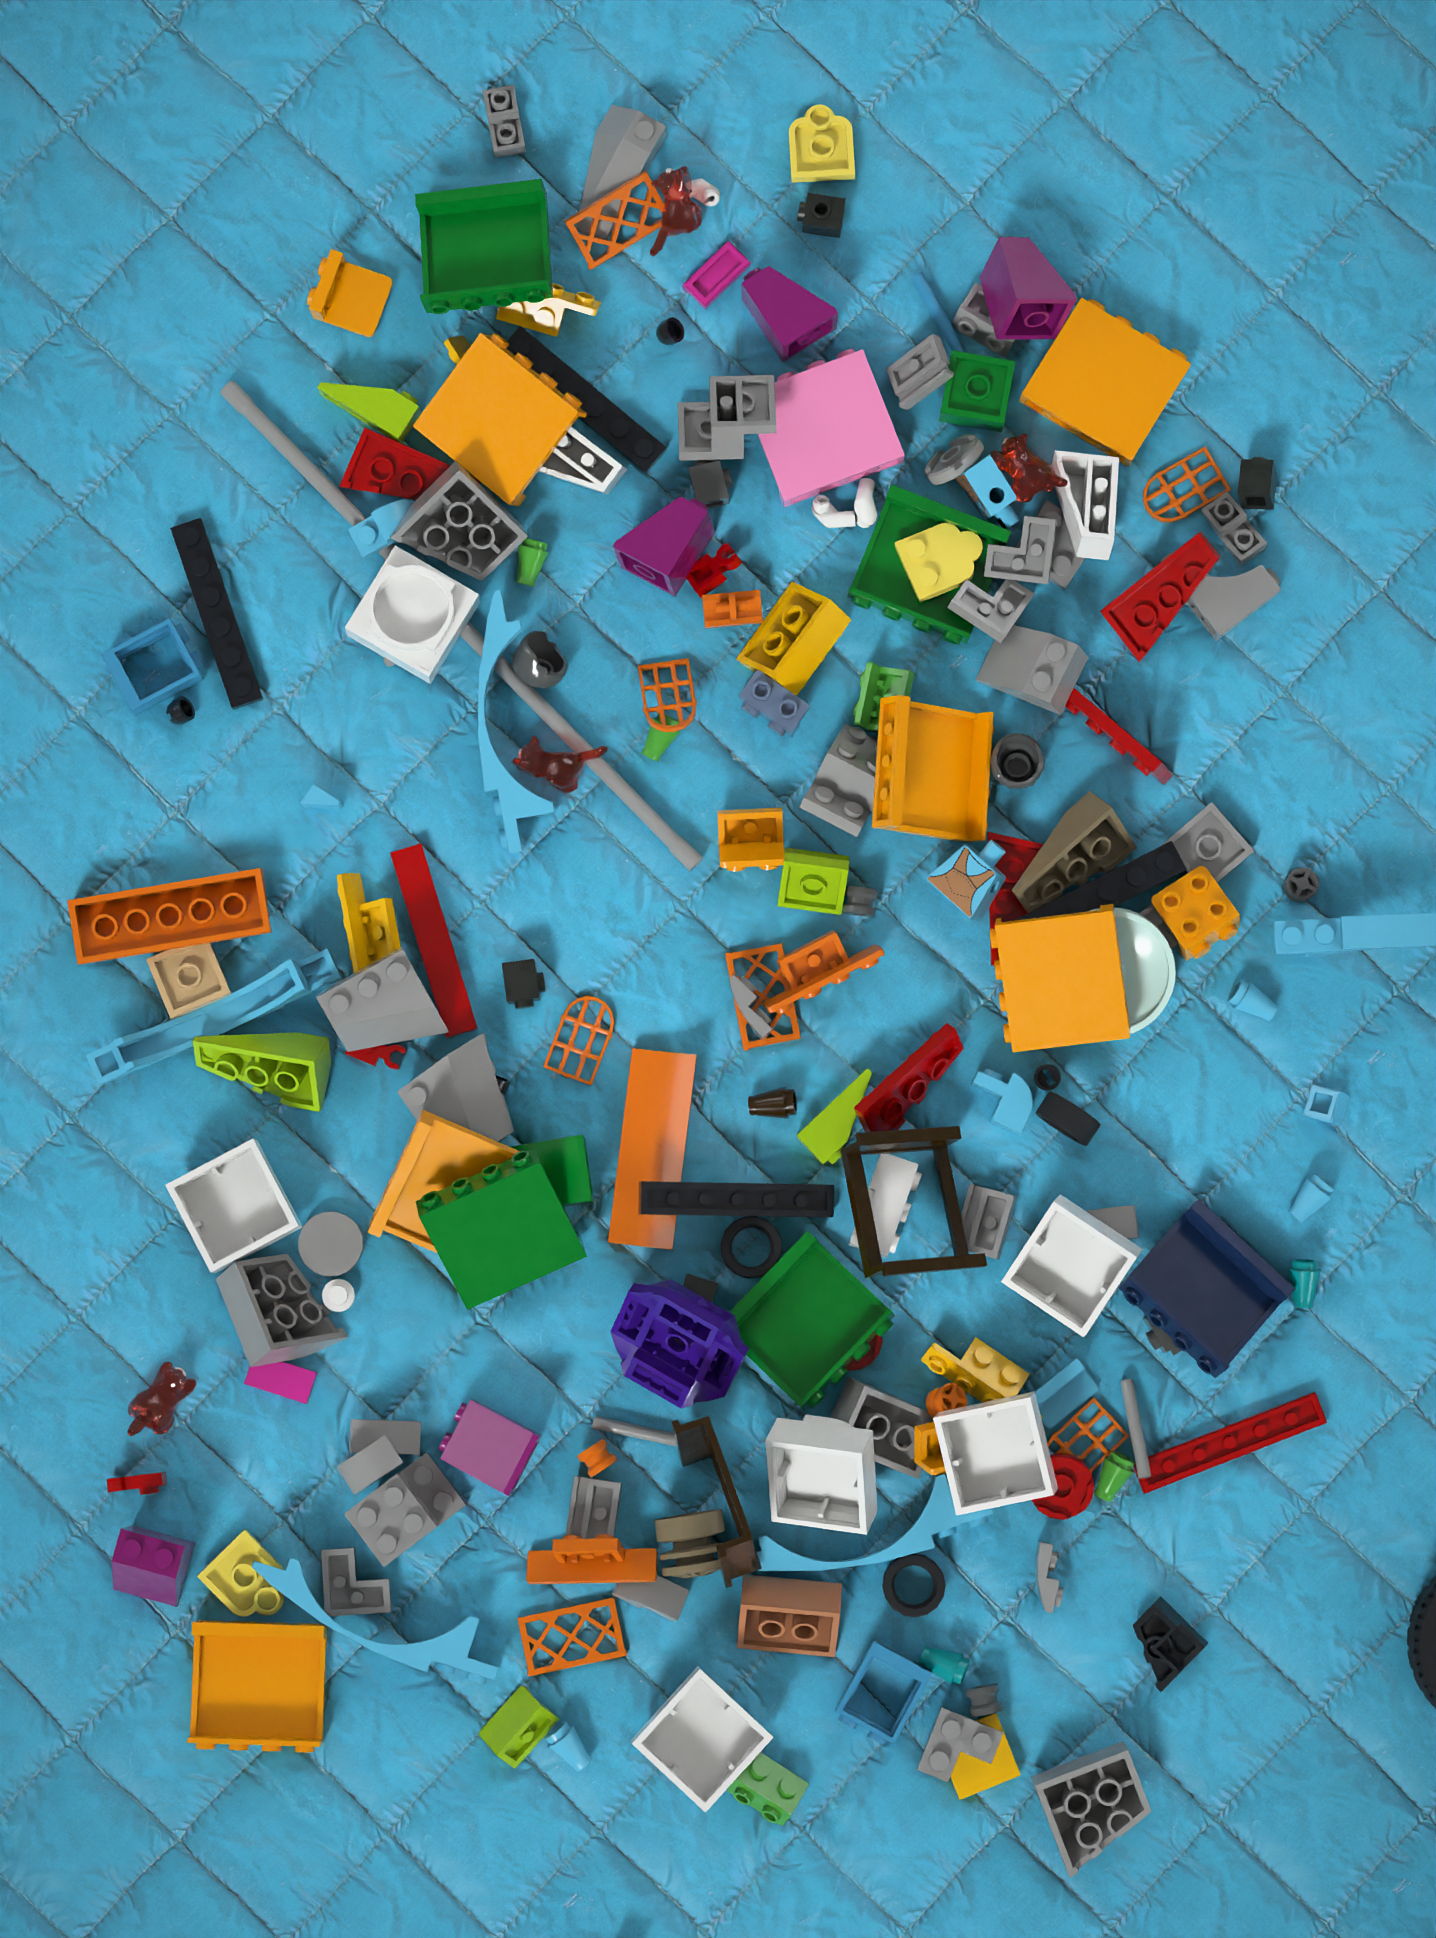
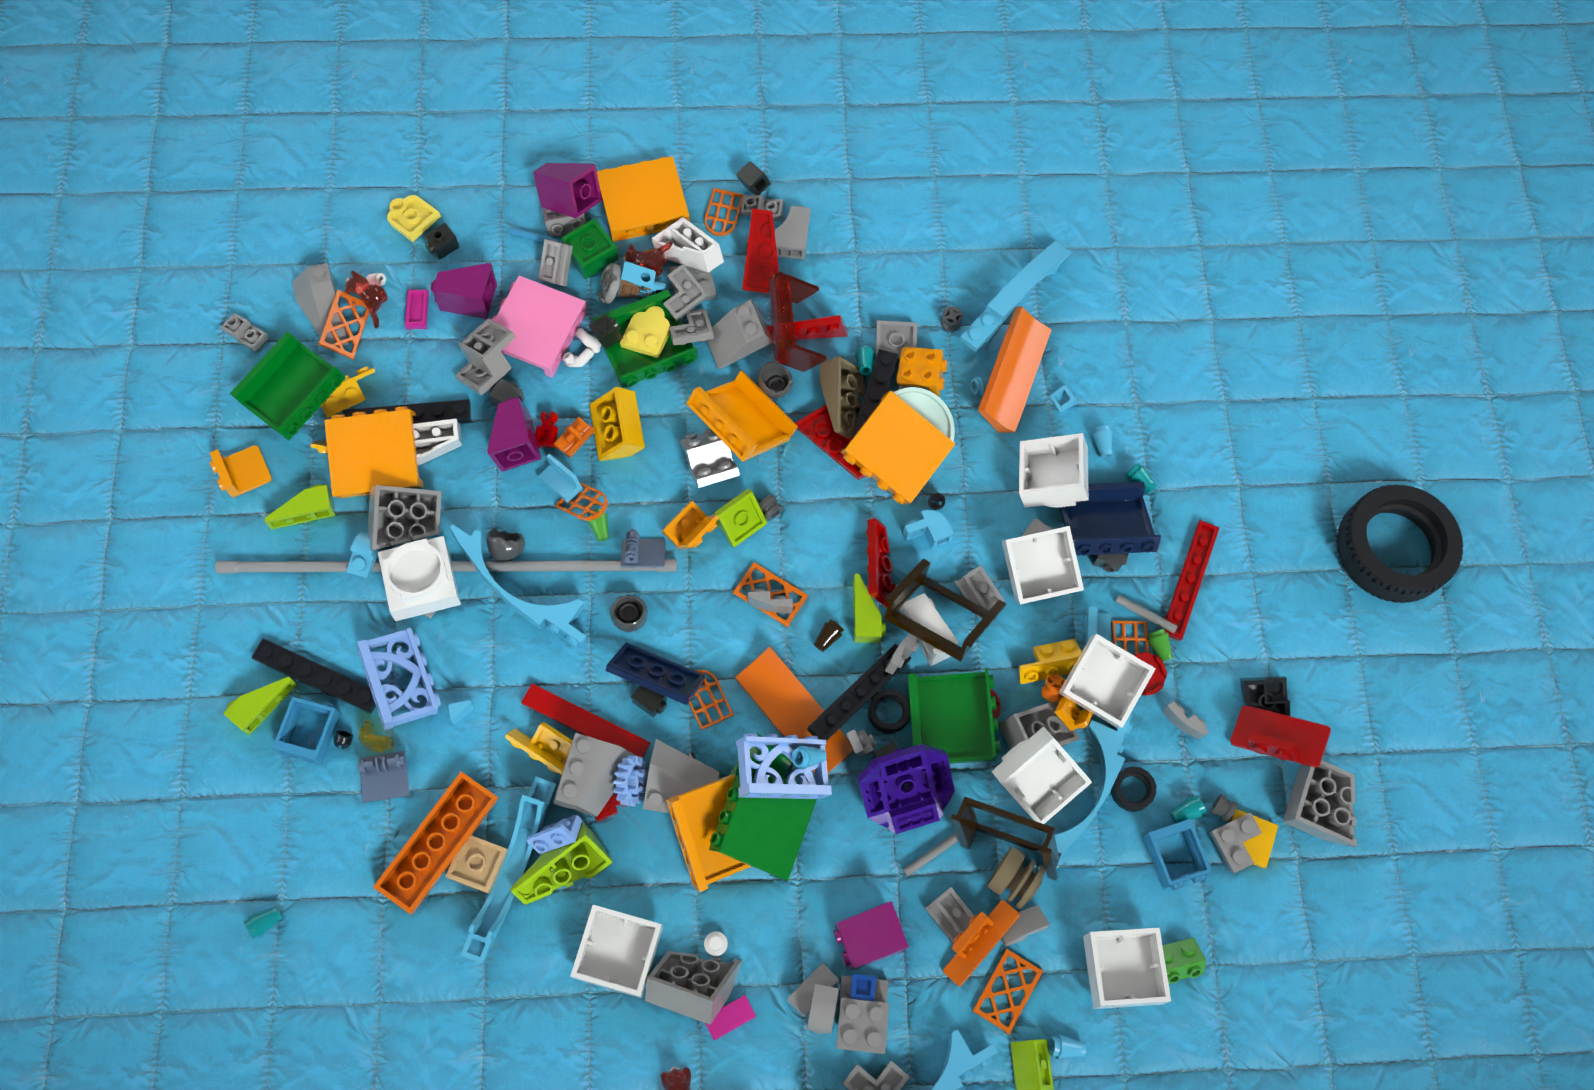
camera: 55 degrees left, 15 degrees down
(123, 588) = (254, 707): none -> lime slope
(184, 792) = (383, 776): none -> sand blue hinge
(208, 751) = (375, 742): none -> clear yellow bracket
(253, 724) = (387, 706): none -> light blue fence
(288, 1030) = (556, 835): none -> light blue bracket
(330, 1243) = (685, 922): light grey tile -> none
(391, 468) = (339, 528): red wing -> none
(414, 1050) = (631, 780): none -> light blue gear
(428, 1486) = (863, 987): none -> blue tile
(525, 1194) = (791, 790): none -> light blue fence
(530, 561) = (453, 505): bright green cone -> none
(552, 963) = (655, 673): none -> dark blue tile
(559, 768) = (565, 583): clear red animal -> none
(591, 869) = (628, 613): none -> dark grey hair
(597, 1458) = (926, 887): orange wheel -> none
(603, 1213) = (806, 756): none -> medium azure cone
(667, 644) = (560, 479): none -> medium azure panel
(670, 331) = (419, 350): black hinge -> none
(673, 815) = (642, 552): none -> sand blue hinge
(683, 1251) = (861, 742): none -> light grey slope
(773, 703) = (637, 459): sand blue bracket -> none
(789, 1615) = (1096, 865): nougat slope -> none
(816, 966) = (781, 554): orange bracket -> none
(833, 1202) = (903, 651): none -> light grey slope
(878, 683) = (686, 418): bright green bracket -> none
(889, 516) = (606, 331): none -> pearl dark grey brick
(970, 879) = (809, 448): torso -> none
(1068, 1118) = (966, 507): black tyre -> none
(1092, 700) = (781, 293): none -> clear red windscreen
(1121, 1695) = (1280, 736): none -> red bracket
(1147, 835) = (865, 359): none -> teal cone
(1202, 1177) = (1054, 471): none -> white container
(1297, 1019) = (1014, 371): none -> orange arch

